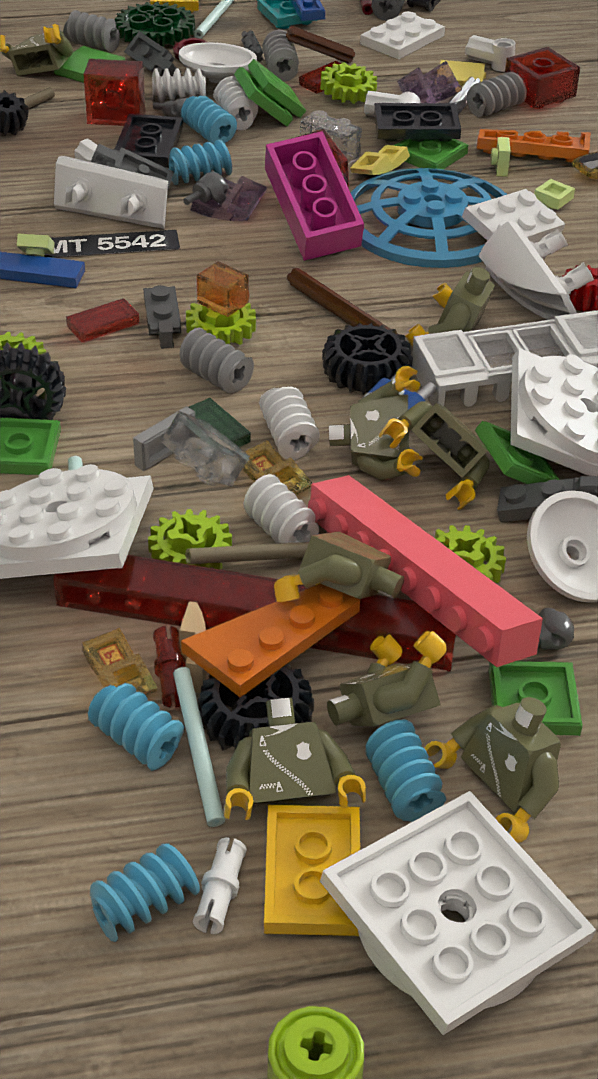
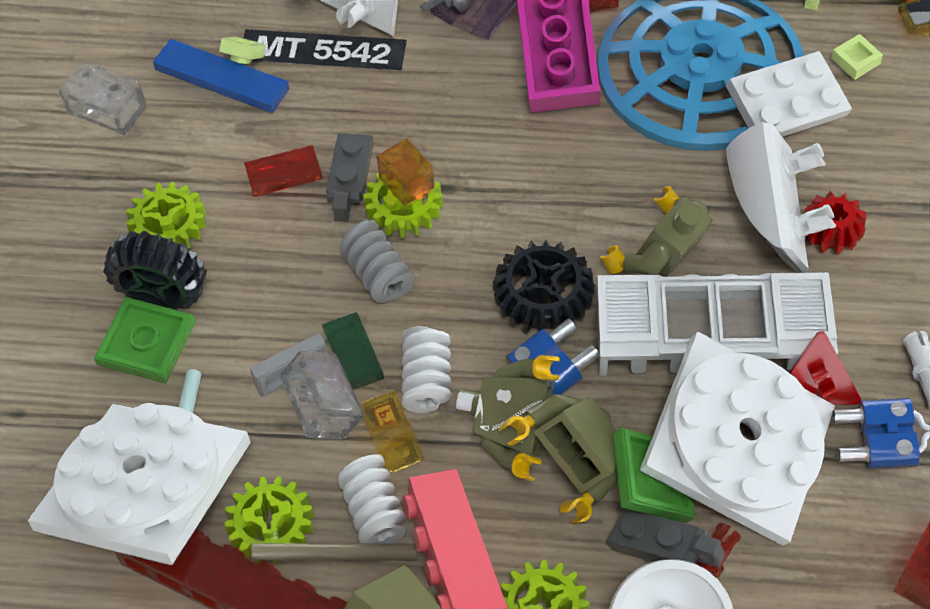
camera: 20 degrees right, 15 degrees up
(330, 299) = (544, 197): reddish brown axle -> none

